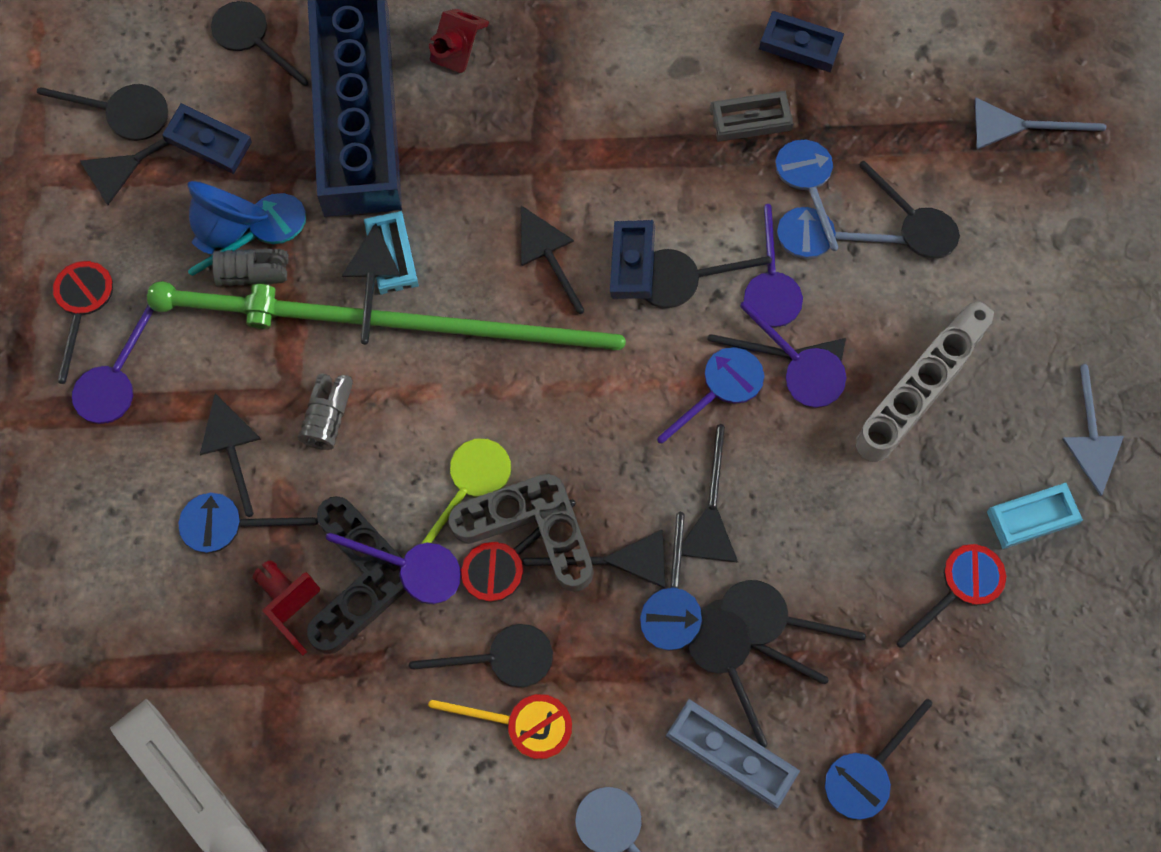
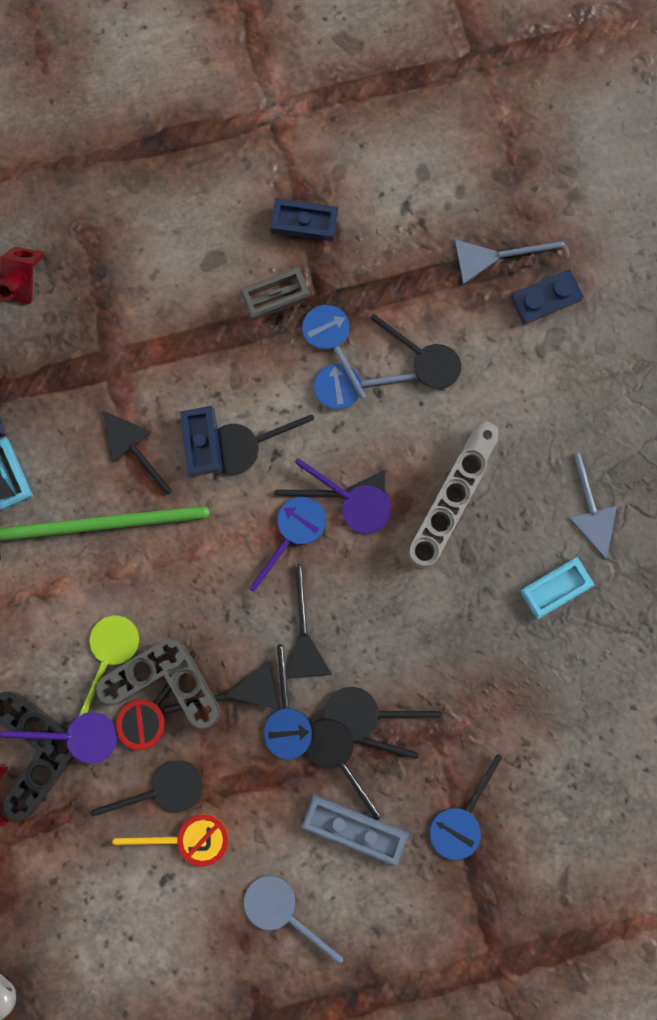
camera: 10 degrees left, 10 degrees up
(773, 293) = (319, 445): dark purple piece -> none
(972, 576) = (516, 647): piece -> none
(1075, 181) = (546, 297): none -> dark blue plate

